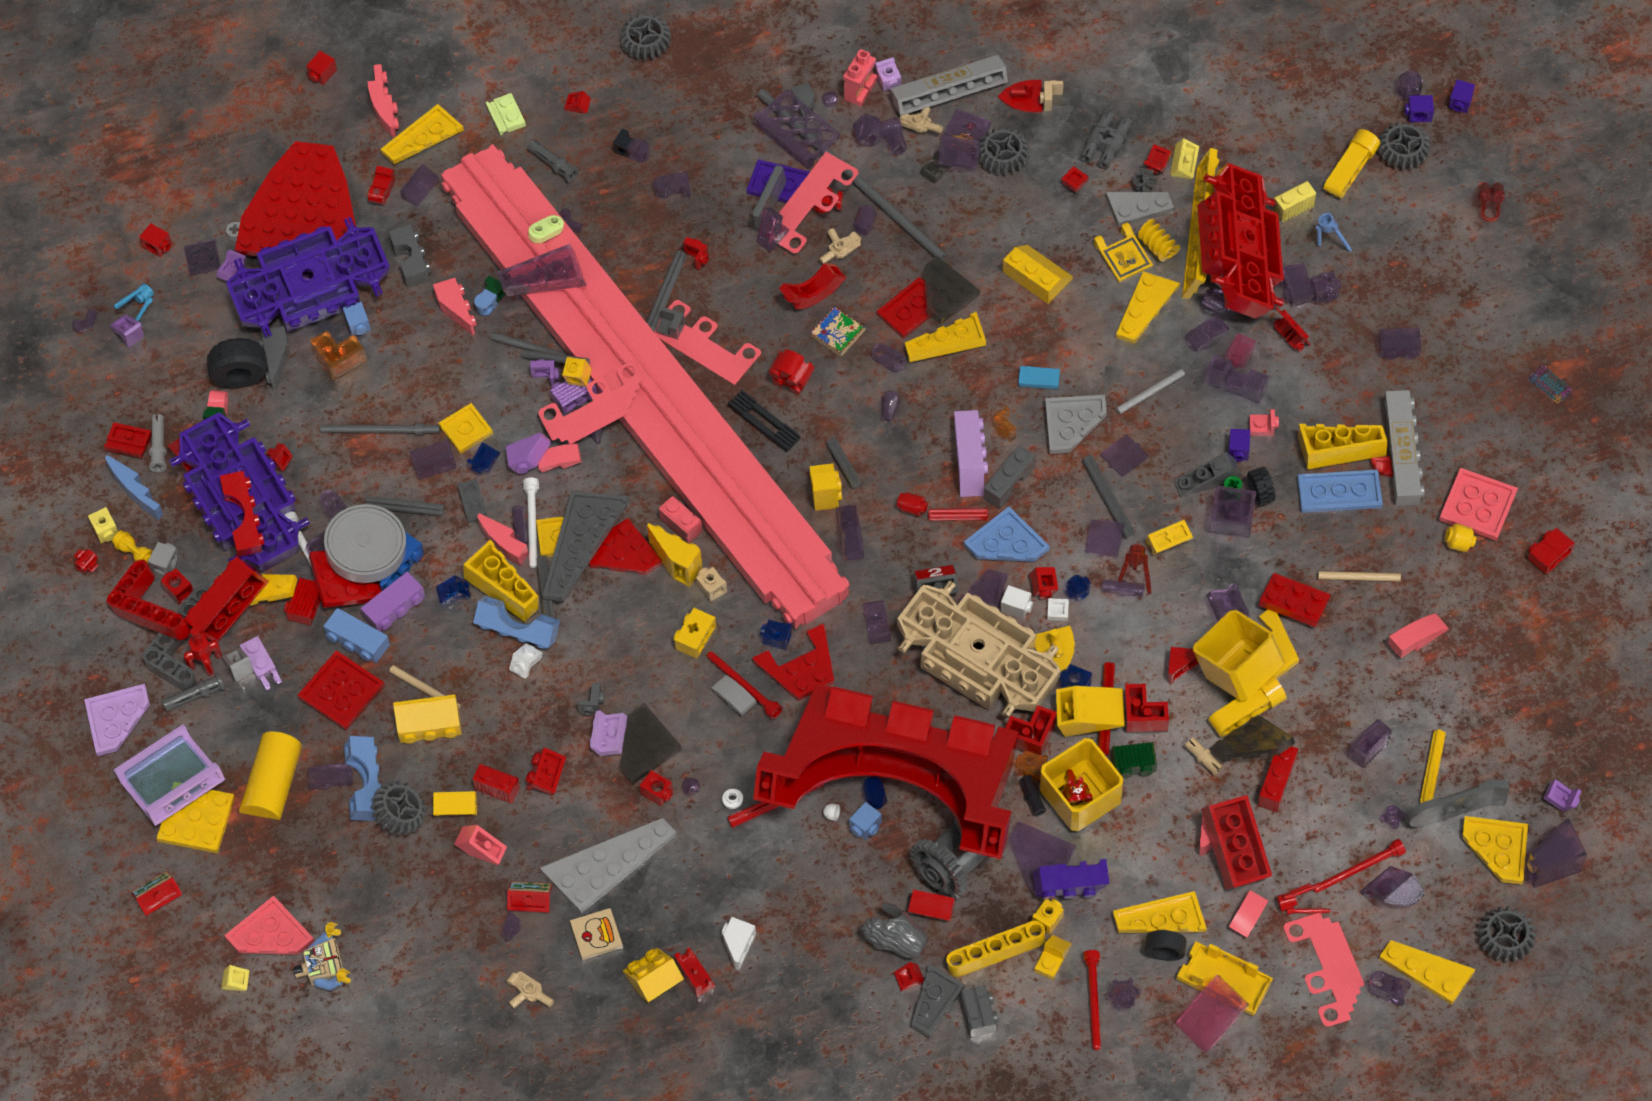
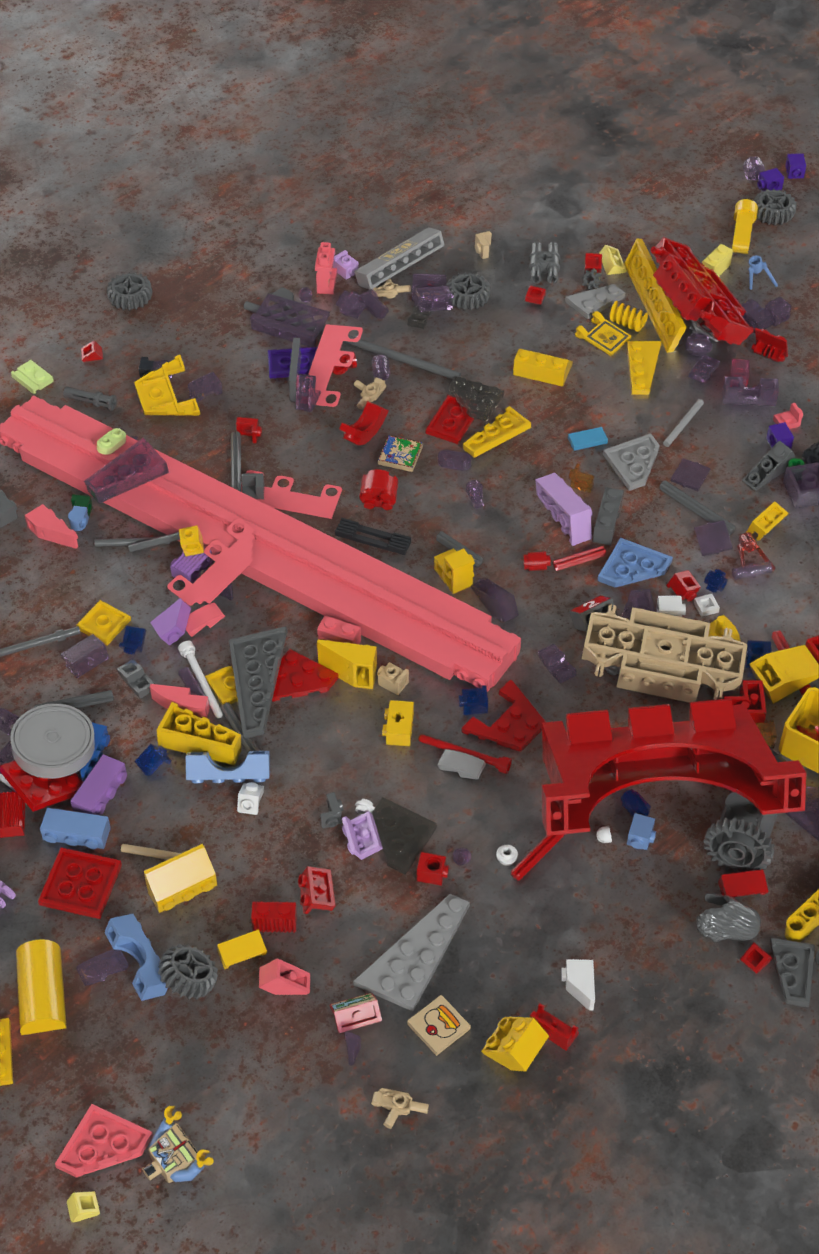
camera: 25 degrees left, 10 degrees down
(544, 368) = (157, 553): medium lavender bracket -> none
(621, 175) = (158, 395): none -> yellow wing
(623, 706) = (364, 806): none -> white plate
(1023, 96) = (461, 253): red shield -> none

